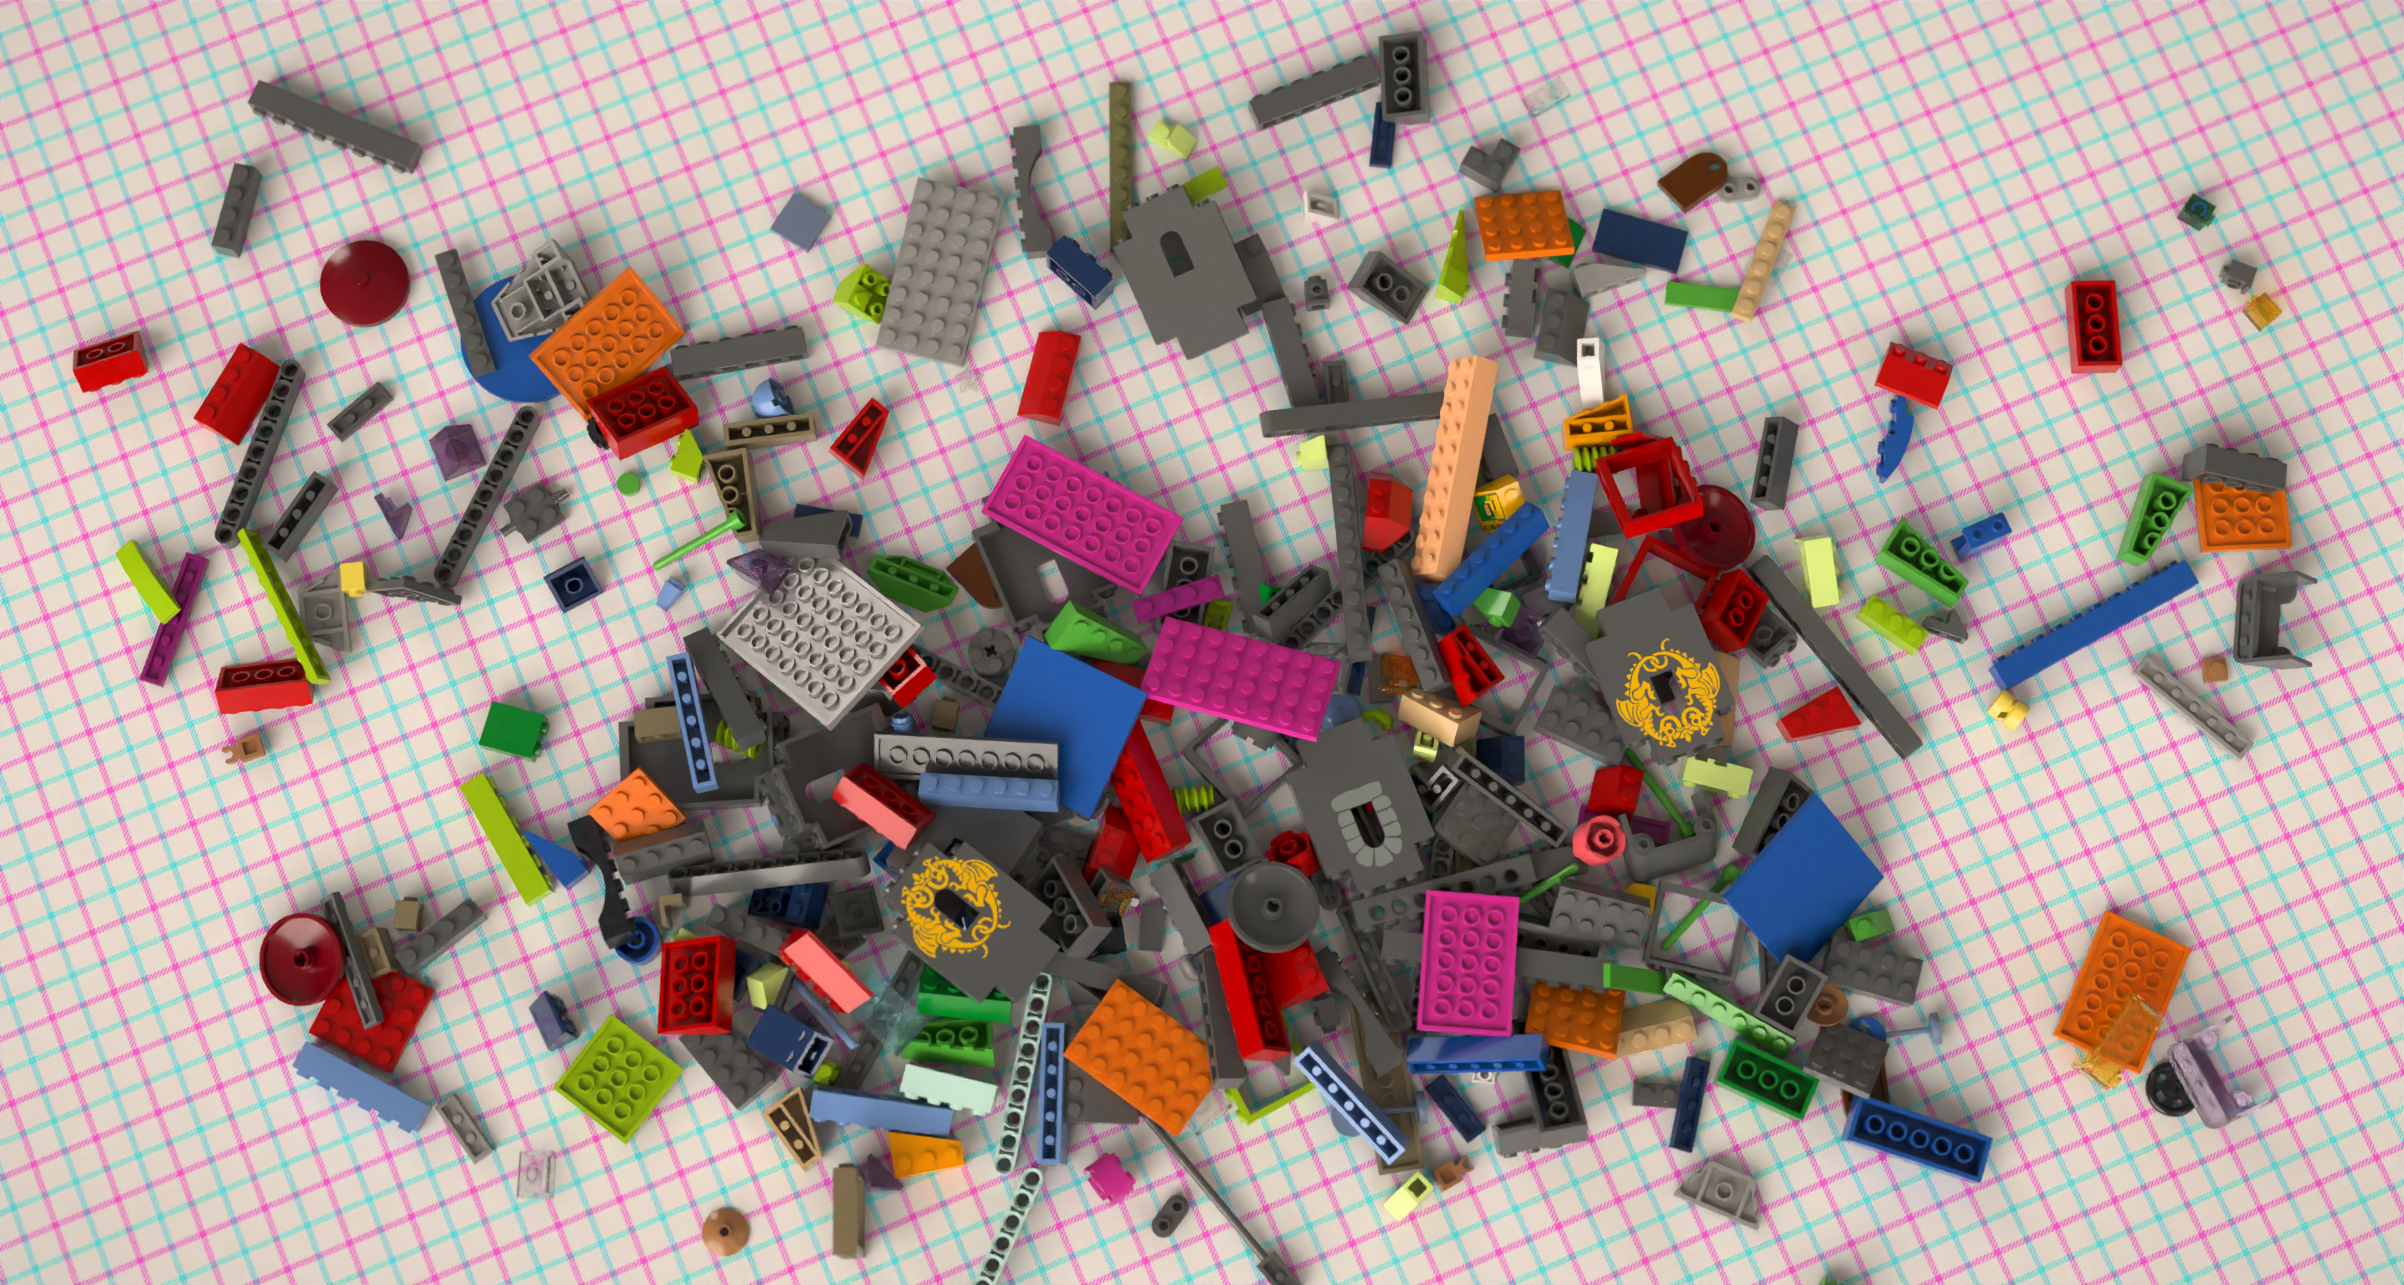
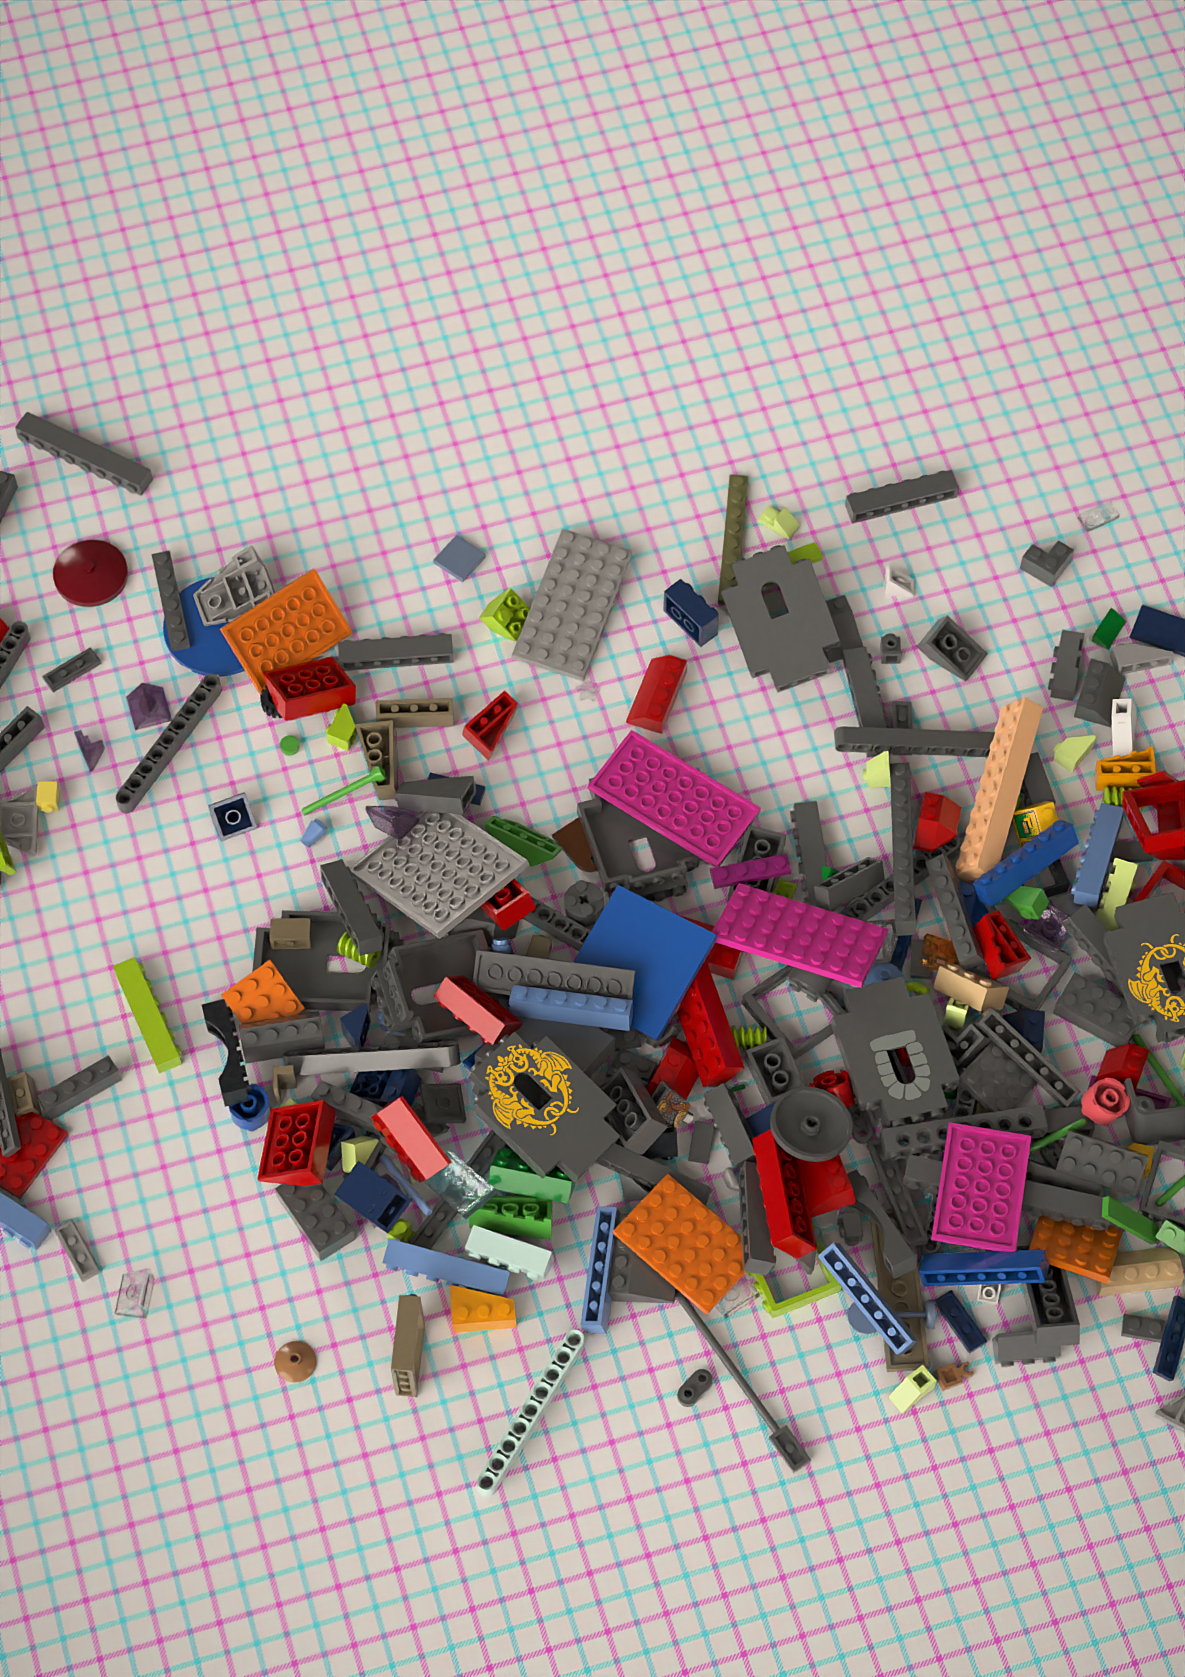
camera: 10 degrees right, 15 degrees down
(408, 915) = (53, 1068): dark tan brick -> none
(413, 590) = (97, 807): dark grey plate -> none
(514, 732) = (165, 929): green brick -> none
(534, 512) = (207, 759): dark grey plate -> none
(552, 1021) = (167, 1163): dark blue slope -> none
(562, 862) = (192, 1036): blue slope -> none
(618, 1079) = (217, 1221): lime plate -> none
(692, 722) = (320, 930): medium blue brick -> none
(748, 833) = (356, 1025): none -> dark blue slope
(770, 401) = (417, 687): medium blue cylinder -> none
(795, 1128) = (368, 1276): tan wedge -> none
(880, 1179) = (440, 1326): clear purple slope -> none
(1023, 1084) = (575, 1260): light aqua beam -> none
(1028, 150) = (656, 520): dark grey arch -> none
(1092, 635) = (670, 890): bright green wedge -> none
(1109, 1178) = (643, 1346): dark pink brick -> none
(1382, 140) = (957, 534): dark blue tile -> none
(1404, 78) = (979, 490): dark grey slope -> none
(1454, 273) = (1009, 642): lime wedge -> none
(1523, 225) = (1072, 608): orange plate -> none
(1535, 405) = (1073, 751): none -> yellowish green slope

